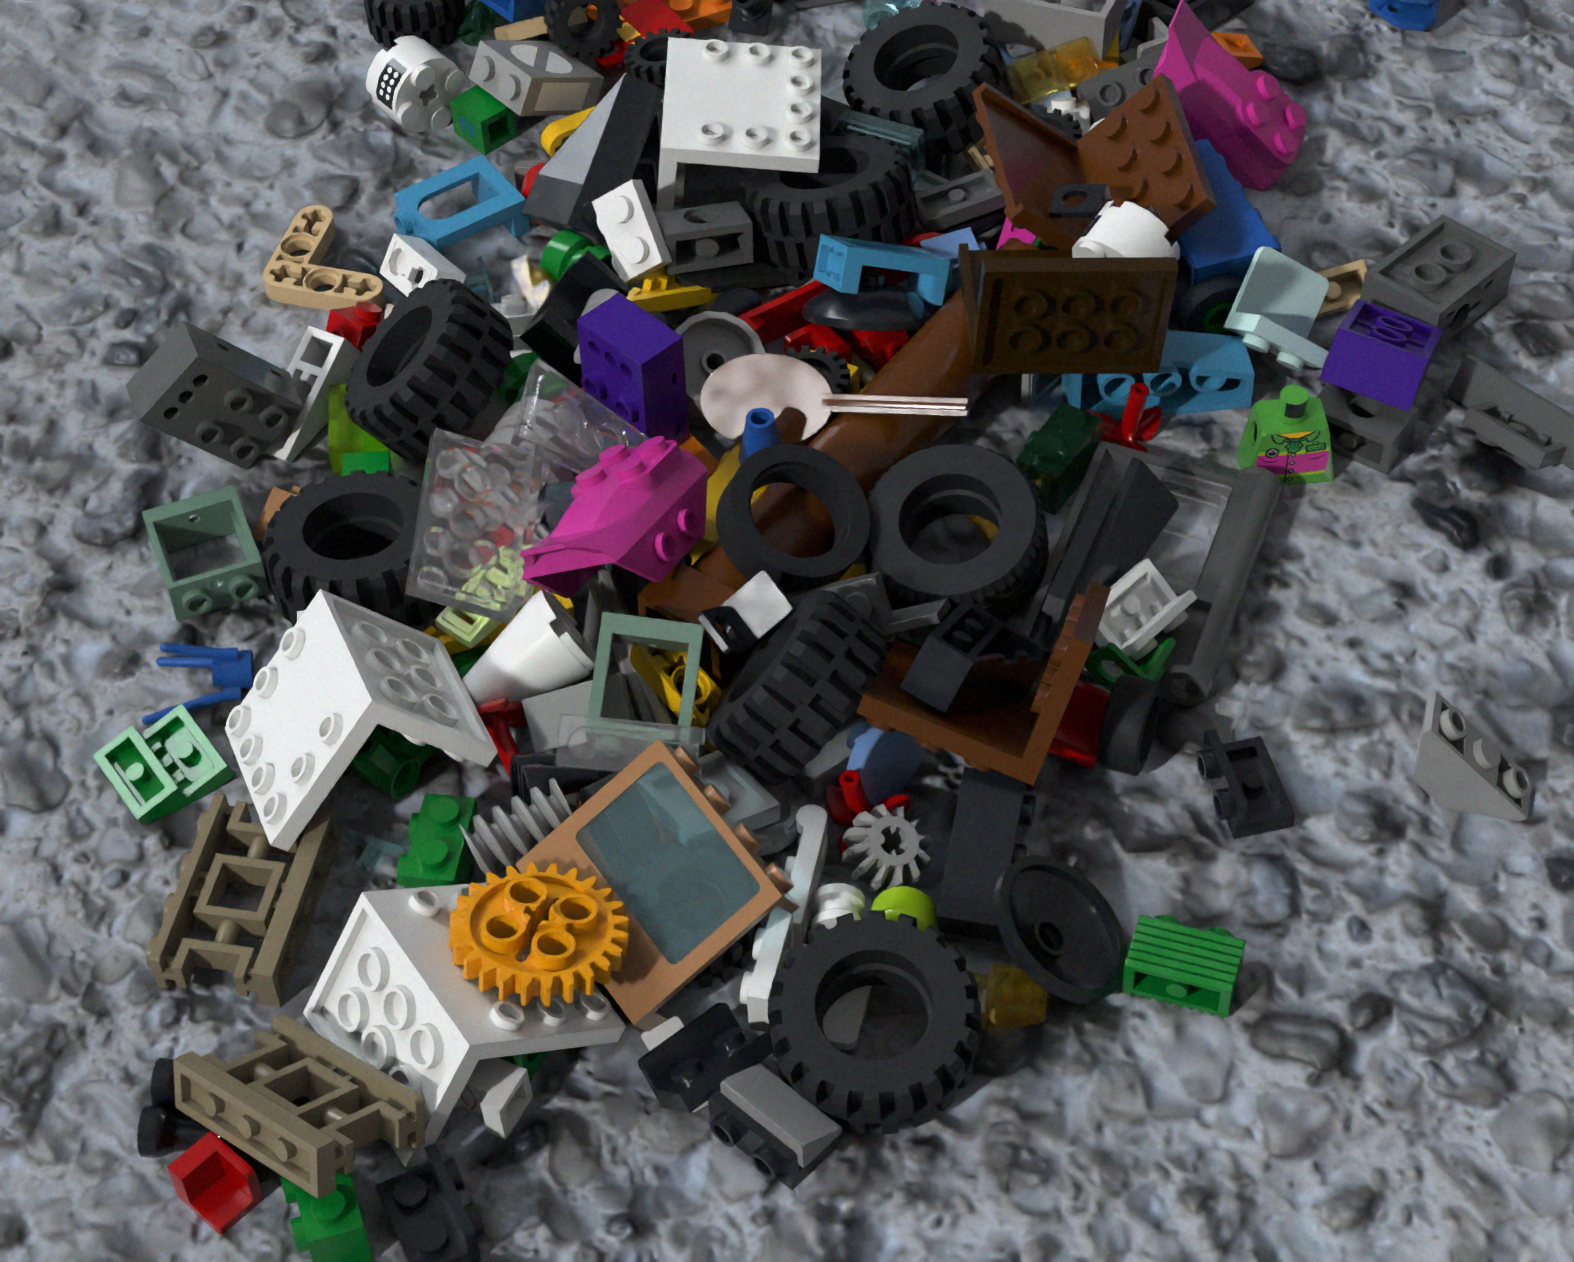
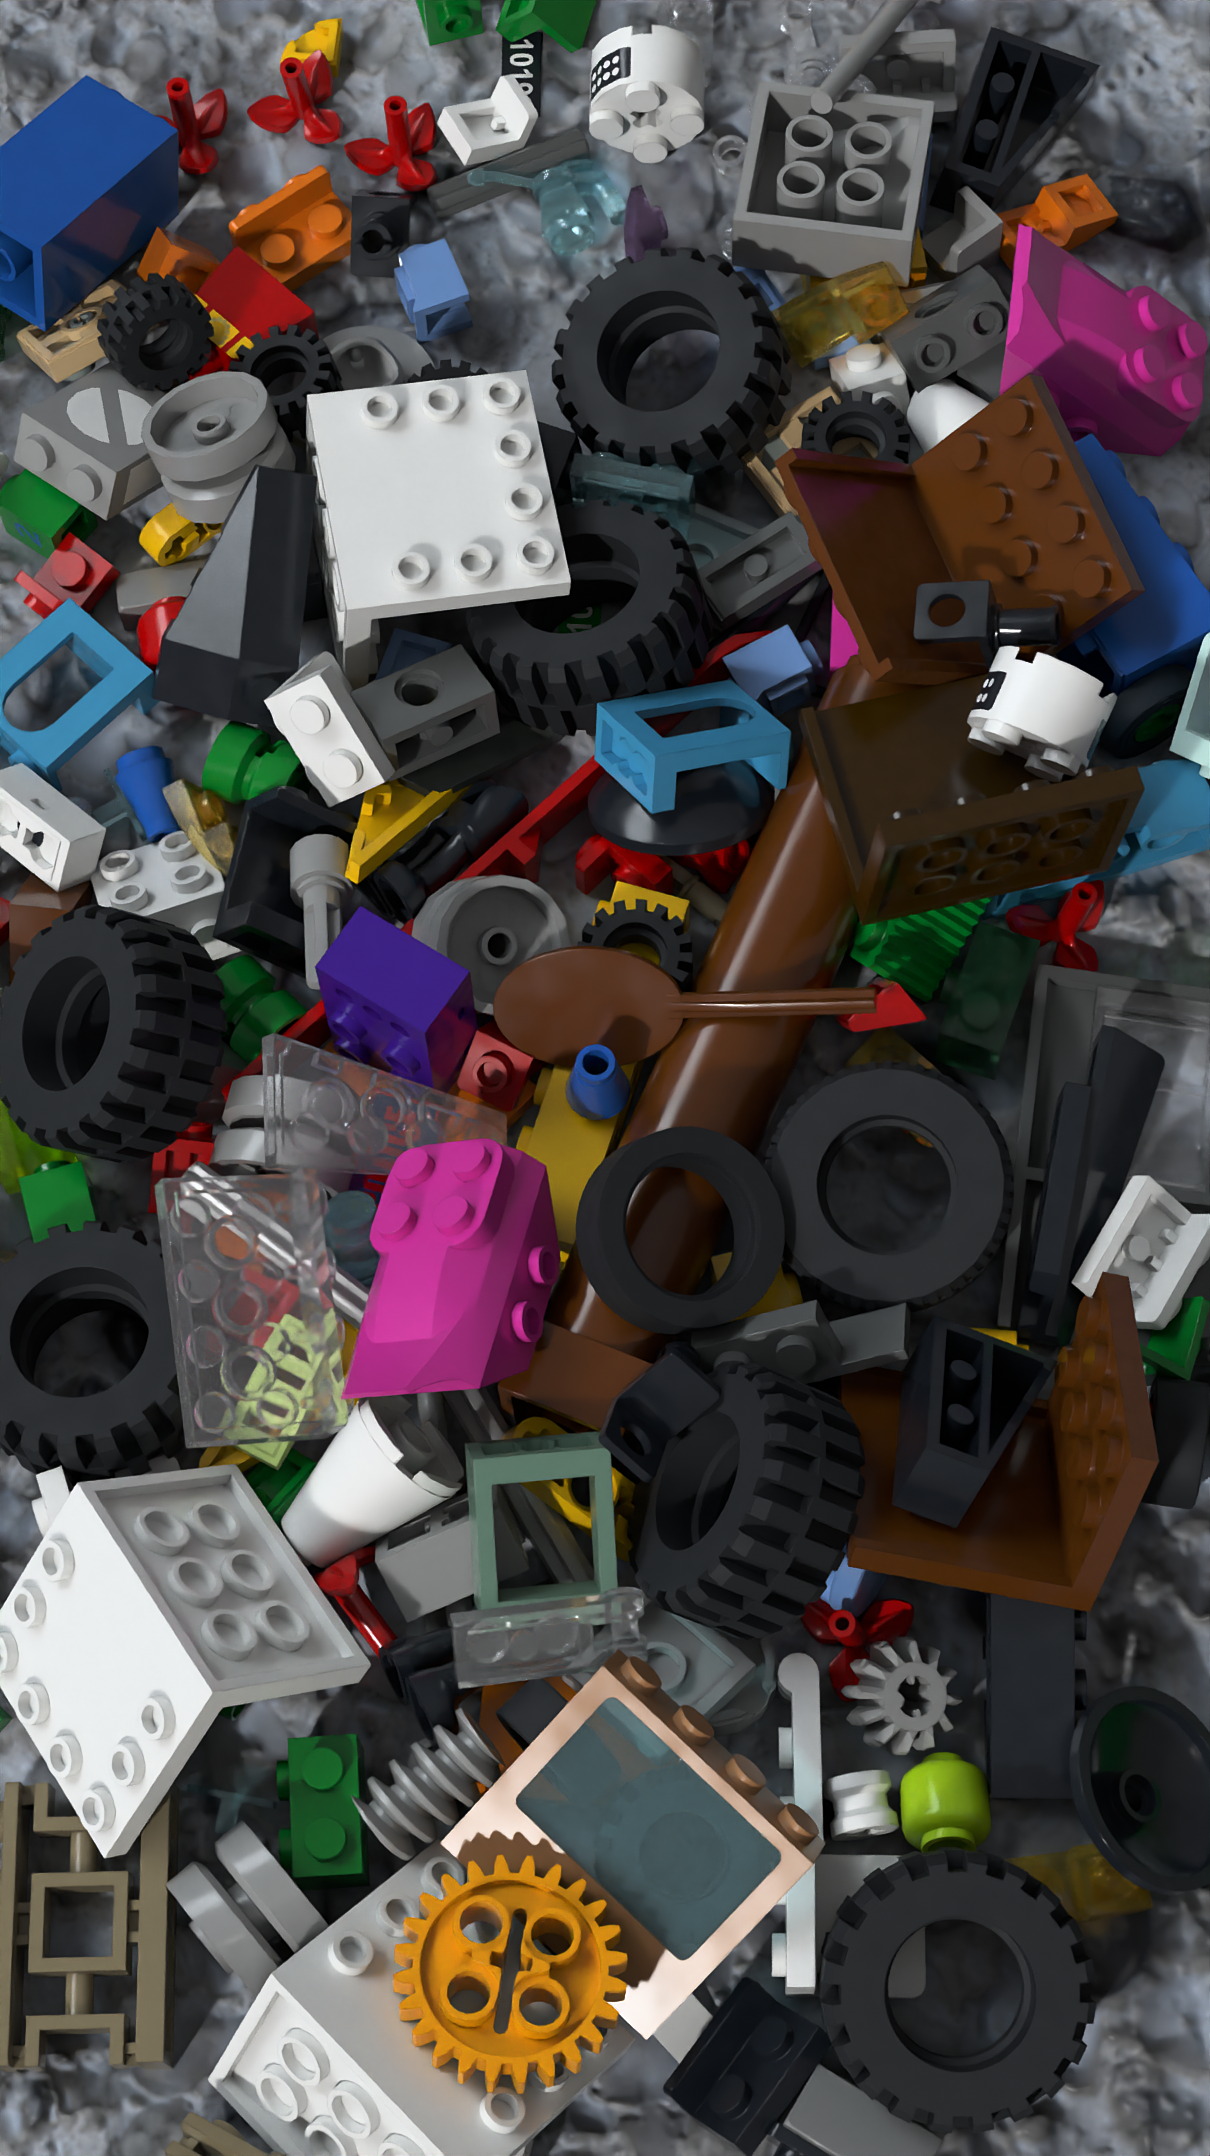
camera: 10 degrees left, 20 degrees up
(341, 883) = (249, 1914): none -> light grey wheel
(493, 145) = (69, 572): none -> red bracket
(499, 267) = (140, 780): none -> blue cone
(596, 67) = (209, 440): none -> light grey wheel
(702, 440) = (496, 1068): none -> red bracket
(778, 26) = (432, 291): none -> medium blue window
(980, 431) = (893, 1009): none -> red slope
(1016, 407) = (917, 946): none -> green brick

